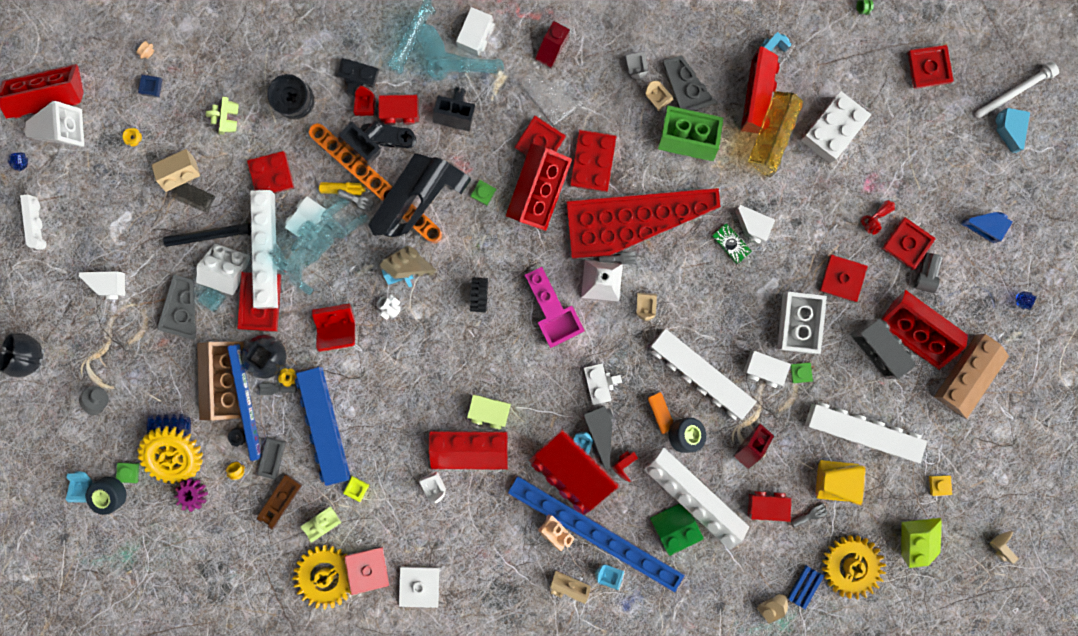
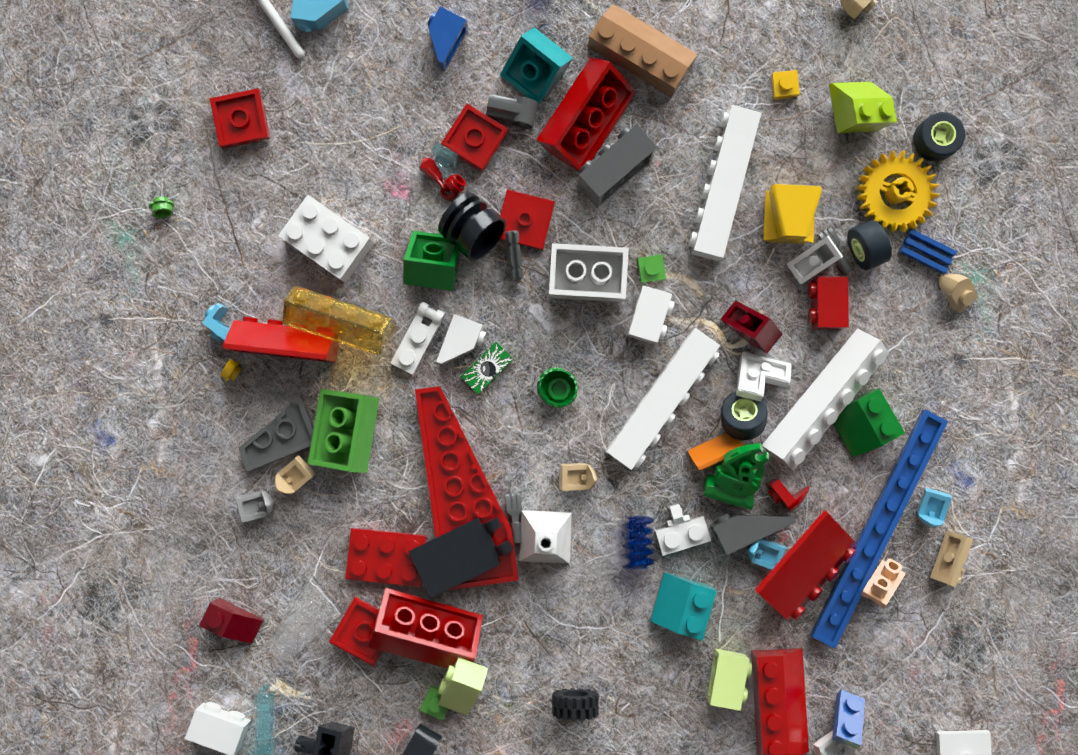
camera: 90 degrees left, 0 degrees up
(455, 499) = (848, 719): none -> plate
(498, 211) = (461, 686): none -> yellowish green brick
(546, 380) = (683, 606): none -> teal slope
(559, 323) = (606, 593): dark pink plate -> none
(594, 214) = (458, 555): none -> black tile
(595, 349) = (638, 542): none -> clear blue piece
(640, 425) = (735, 478): none -> green piece
(715, 295) = (557, 387): none -> green hair
(721, 449) = (758, 370): none -> white tile
(739, 52) = (230, 370): none -> yellow plate
(756, 192) = (417, 339): none -> white plate
(803, 497) = (814, 260): none -> white slope
(813, 540) = (869, 245): none -> black wheel
(815, 205) = (430, 261): none -> green slope
(816, 268) = (514, 255): none -> dark grey axle
(841, 236) = (471, 226): none -> black wheel
(895, 219) = (445, 156): none -> clear light blue plate
(902, 605) = (947, 131): none -> black wheel
(963, 292) = (535, 65): none -> teal slope

